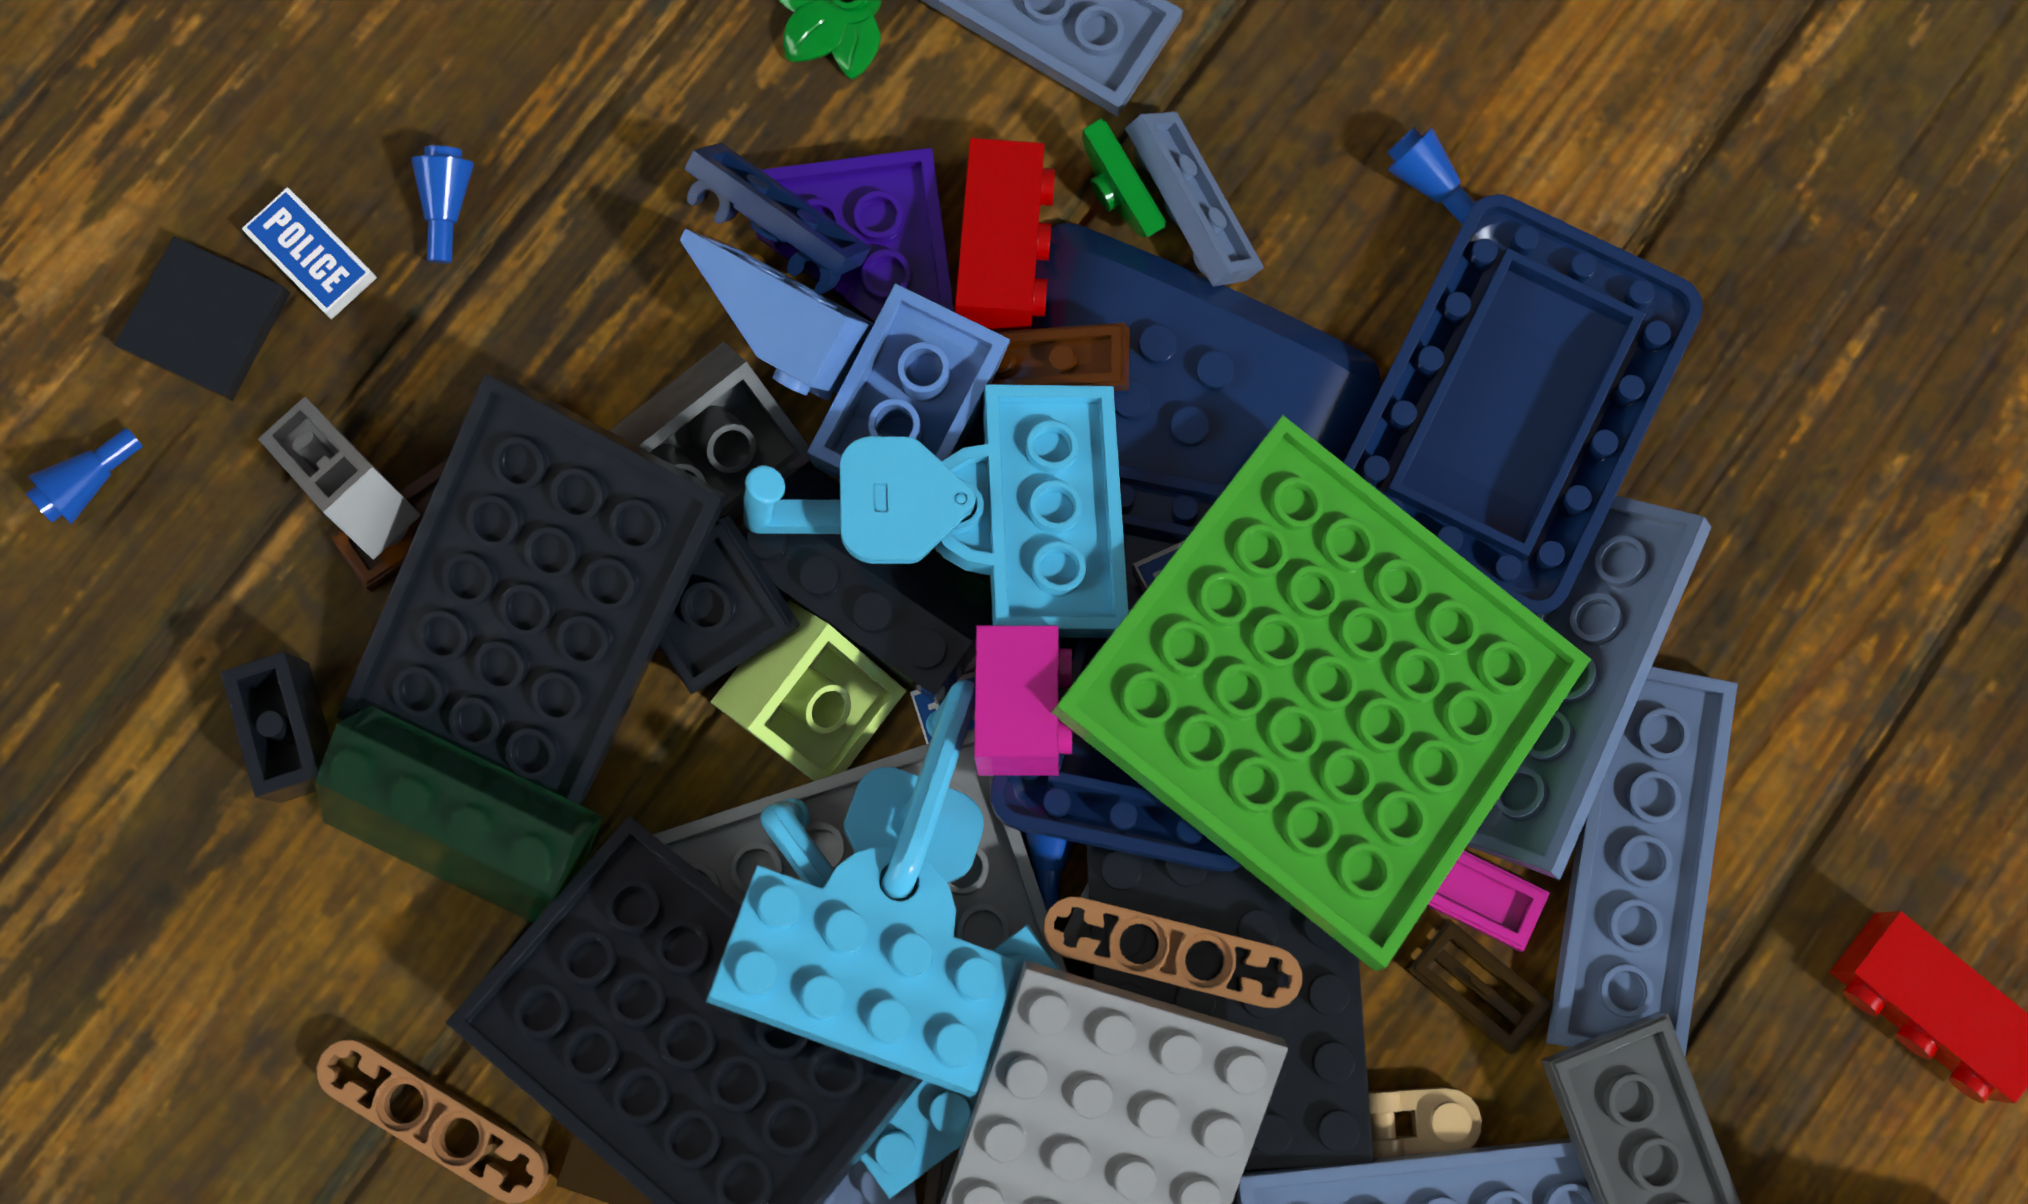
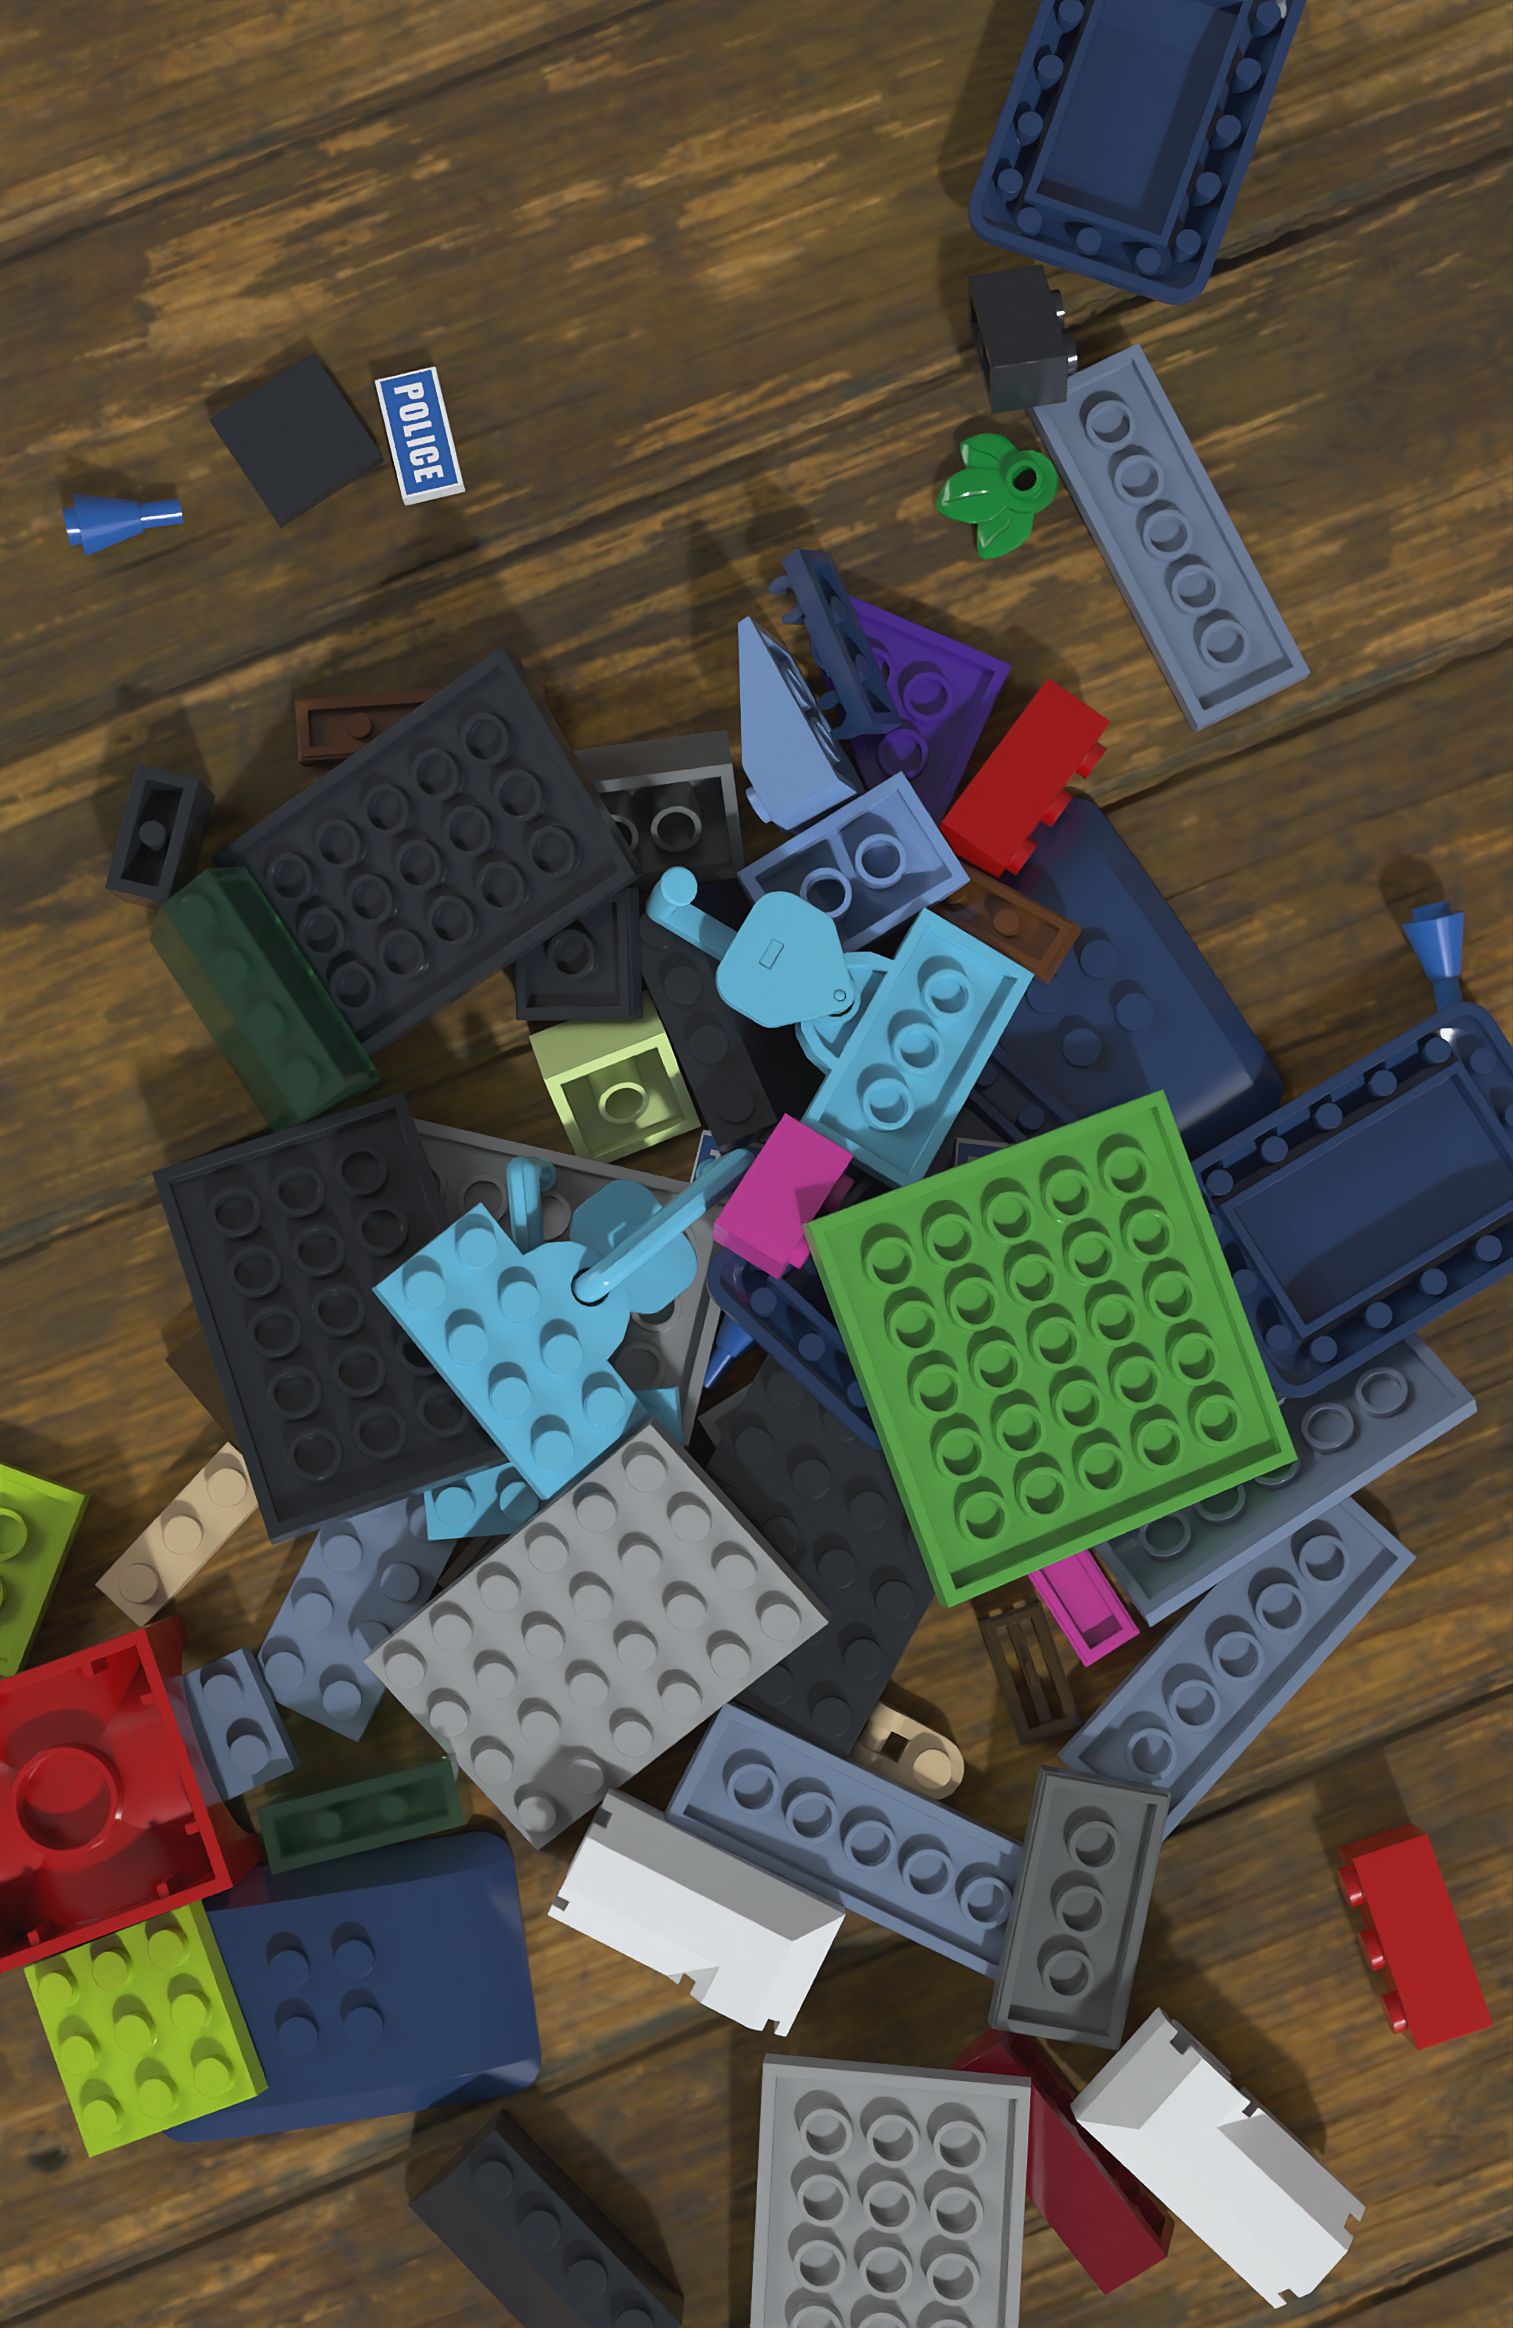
camera: 35 degrees right, 5 degrees up
(339, 479) = (330, 653): light grey slope -> none
(429, 1128) = (88, 1249): medium nougat beam -> none
(441, 185) = (567, 444): blue cone -> none
(1118, 183) = (1154, 794): green plate -> none
(1173, 943) = (778, 1489): medium nougat beam -> none
(1193, 198) = (1214, 847): sand blue plate -> none

